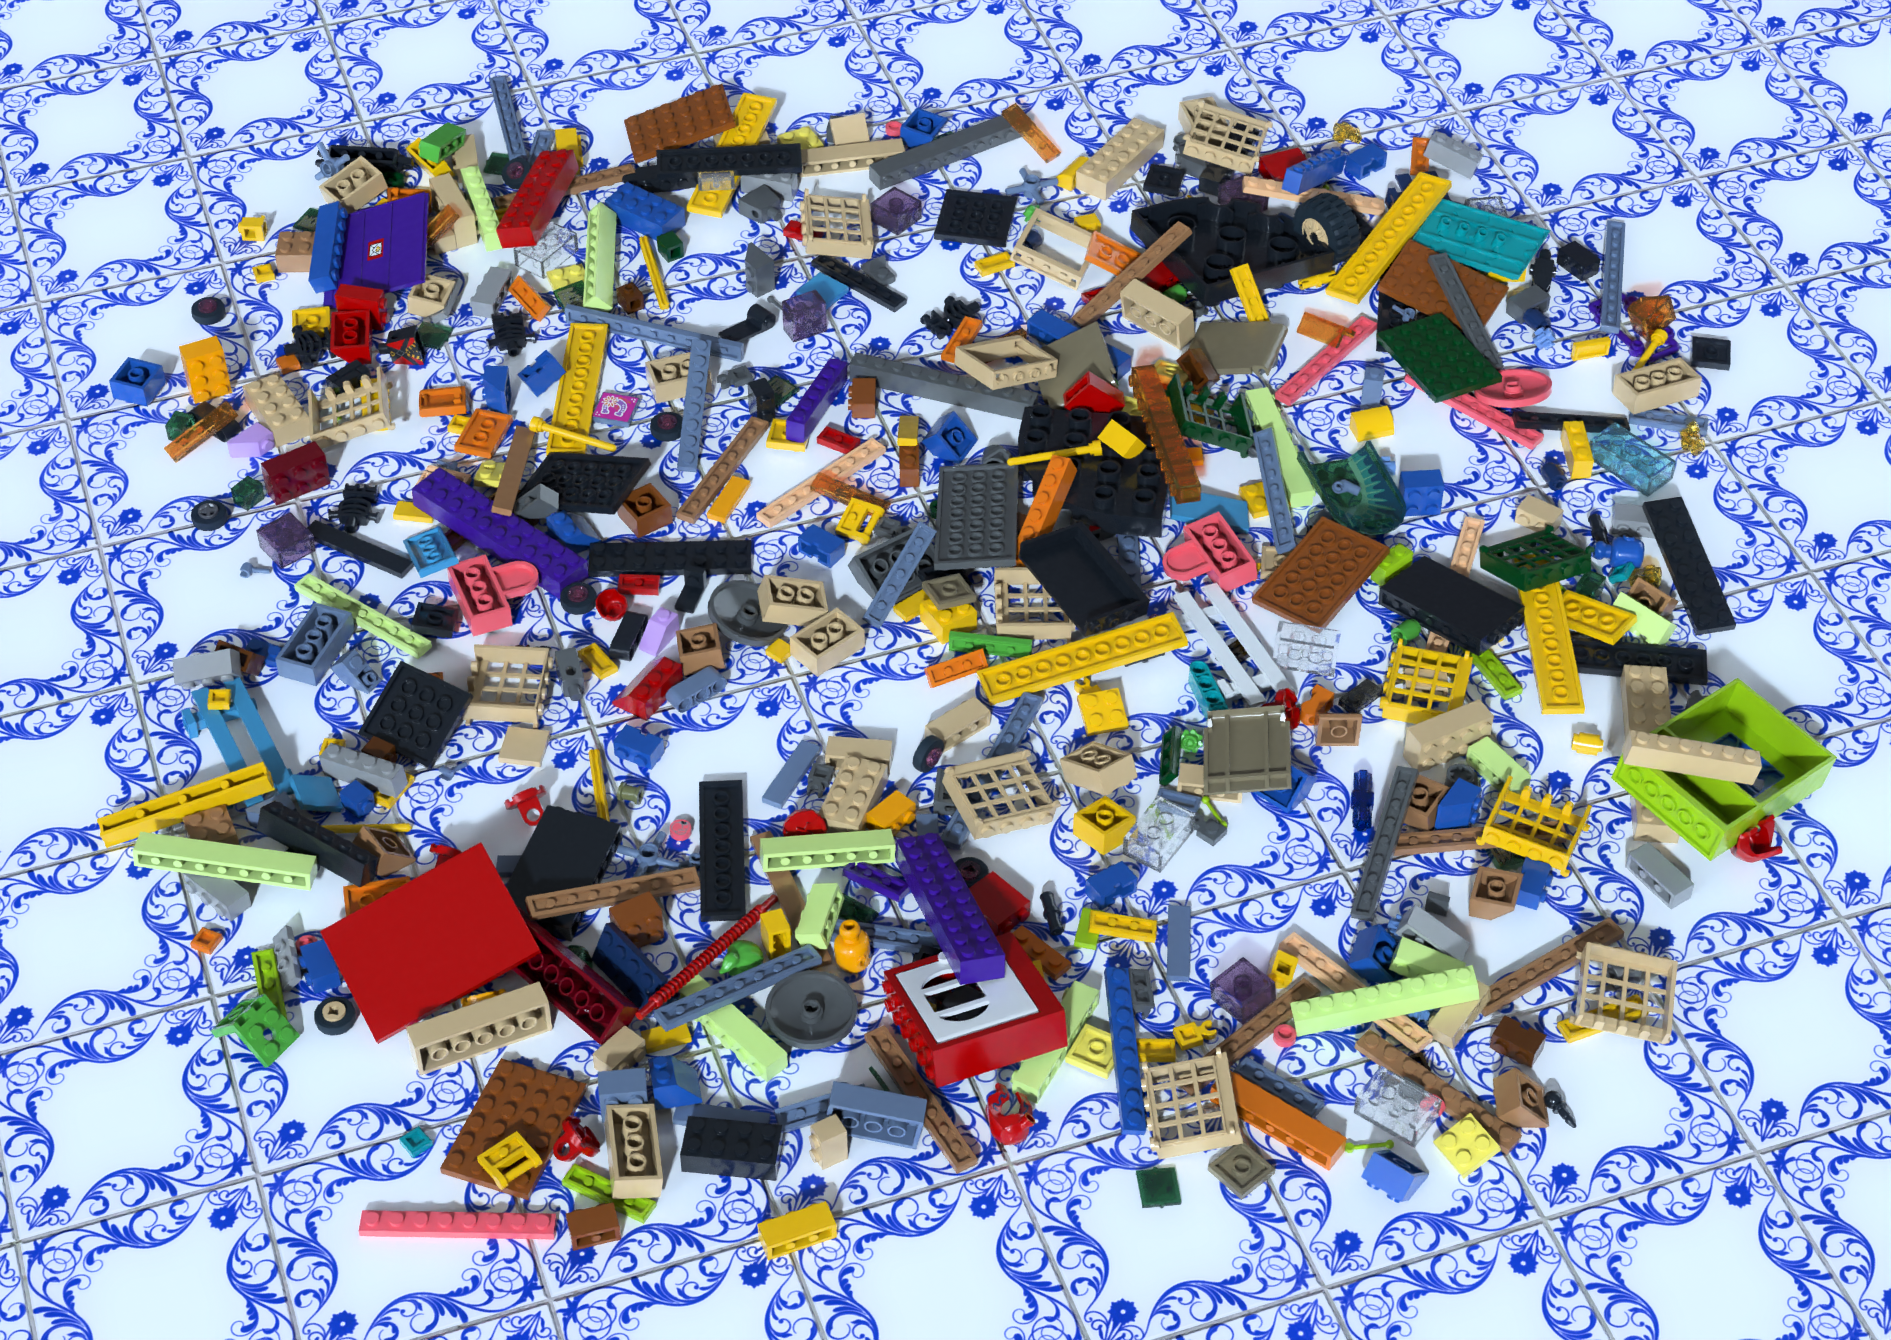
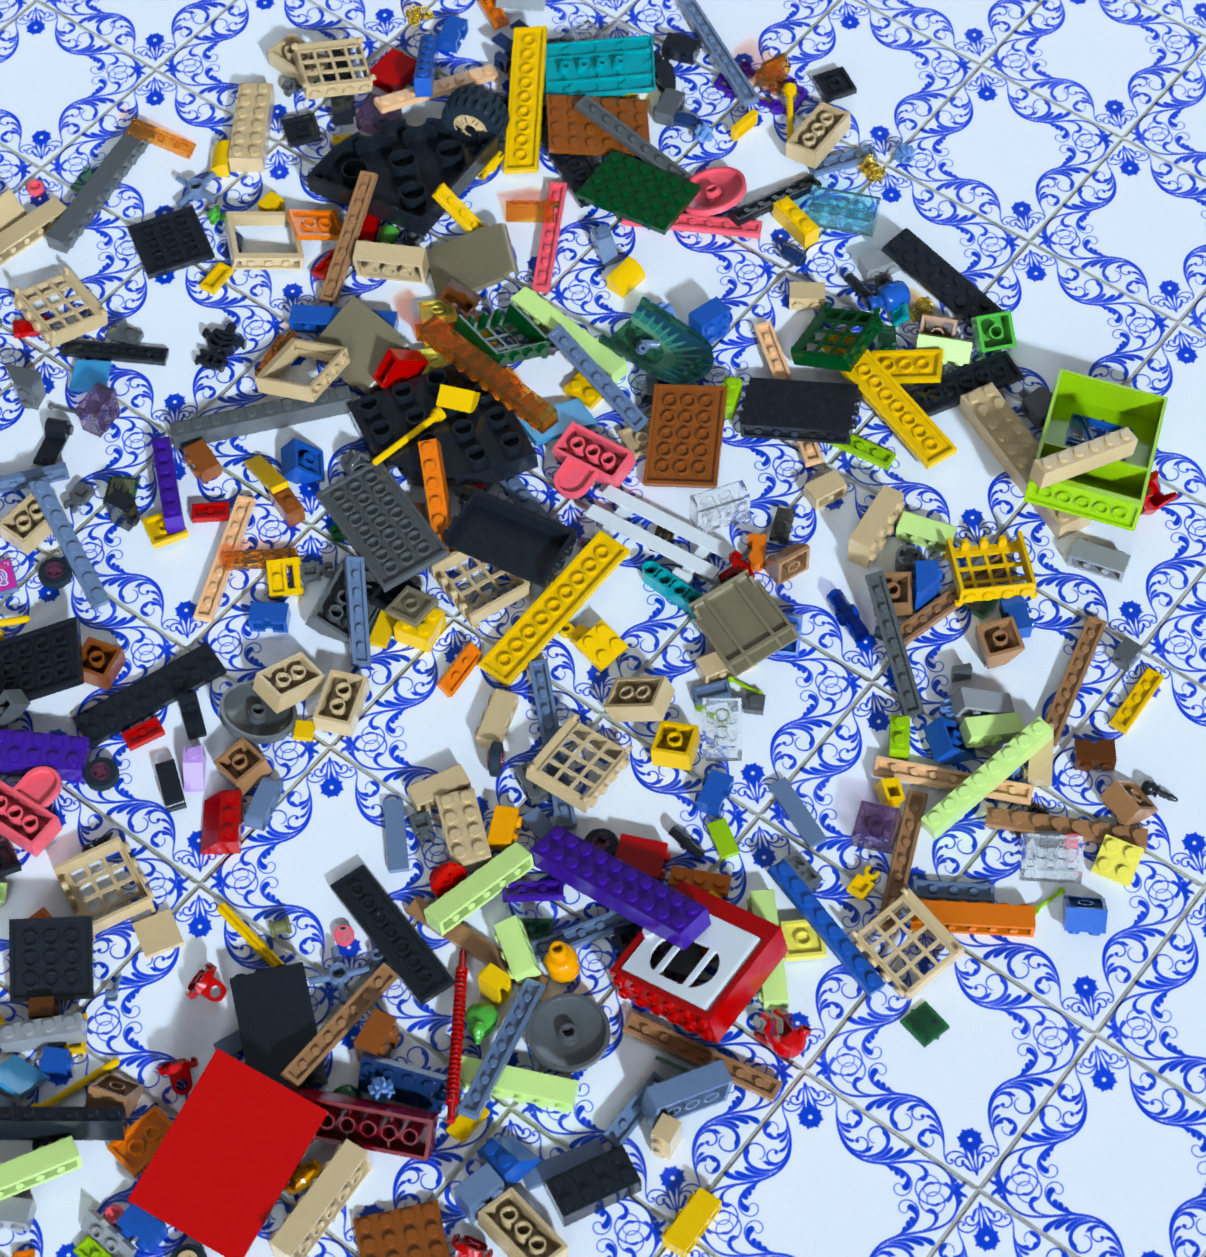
camera: 30 degrees left, 10 degrees up
(570, 680) = (151, 849): dark grey torso -> none
(571, 531) = (49, 716): blue slope -> none
(597, 661) = (160, 822): yellow tile -> none
(603, 961) = (381, 1089): none -> medium blue gear
(611, 605) = (137, 765): red hair -> none
(620, 1051) = (445, 1158): tan brick -> none
(638, 748) = (256, 882): blue brick -> none
(722, 470) = (133, 590): medium nougat plate -> none
(728, 499) = (157, 614): light orange tile -> none
(896, 210) = (100, 269): clear purple brick -> none
(921, 127) = (65, 177): blue slope -> none
(963, 335) = (244, 365): orange plate -> none
(991, 644) = (471, 634): bright green tile -> none
(1122, 926) = (747, 823): yellow tile -> none
(1156, 1050) = (845, 911): yellow tile -> none
(1170, 756) = (679, 656): dark green tile -> none
(1191, 741) = (685, 634): bright green plant -> none
(1192, 165) = (318, 105): dark grey slope -> none
(1241, 1169) = (973, 974): dark tan tile -> none
(1284, 1035) = (927, 845): coral tile -> none
(1328, 927) = (899, 737): none -> lime brick
(1406, 314) = (587, 163): sand blue hand -> none
(1407, 631) = (779, 451): bright green brick -> none
(1429, 660) = (825, 462): yellow window -> none
(1587, 743) = (974, 476): yellow brick -> none
(1629, 960) = (1155, 701): tan window -> none
(1703, 626) = (993, 332): none -> bright green brick
(1735, 439) = (904, 153): none -> medium blue gear

